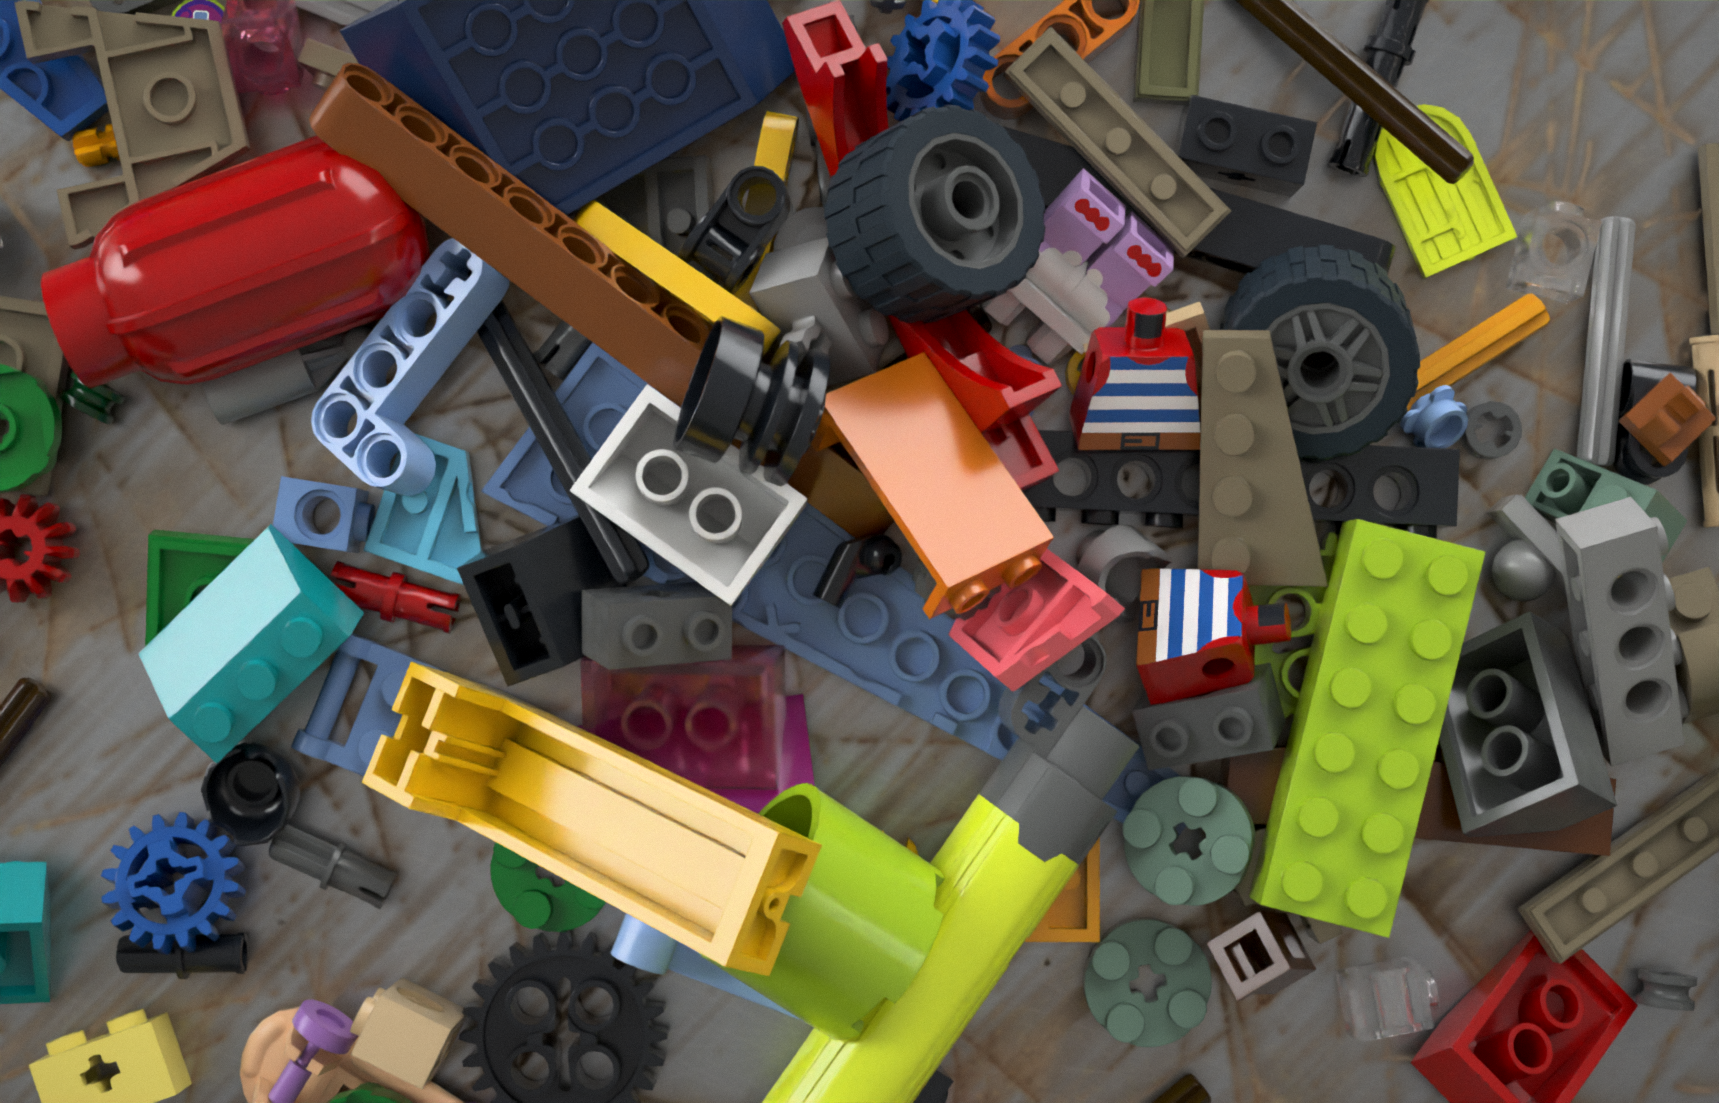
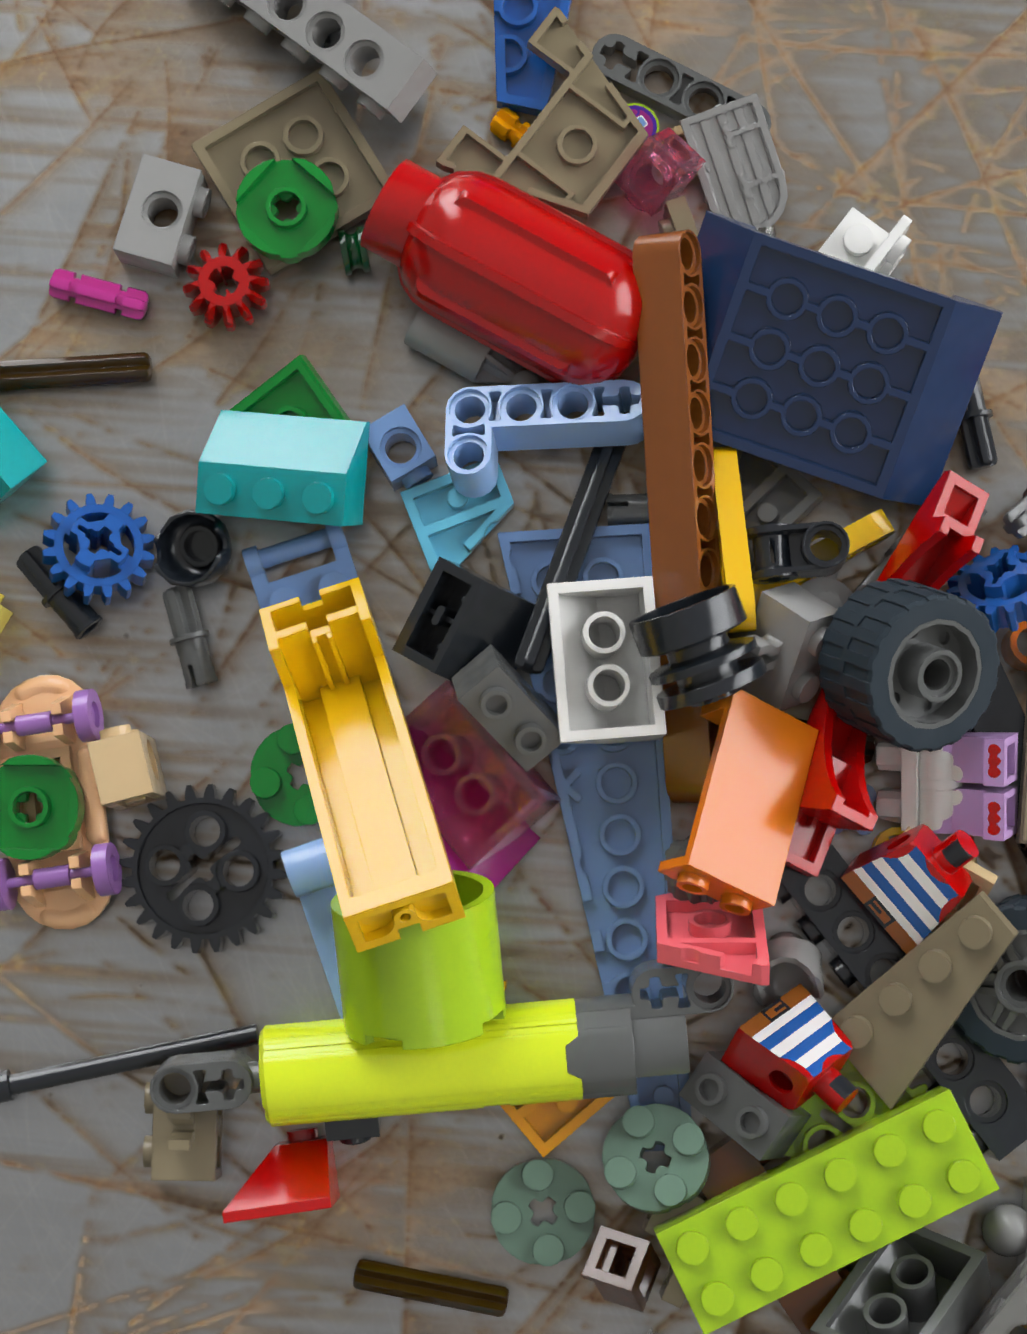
camera: 60 degrees right, 5 degrees down
(397, 597) = (388, 538): red pin -> none
(856, 560) = (652, 799): black arm -> none

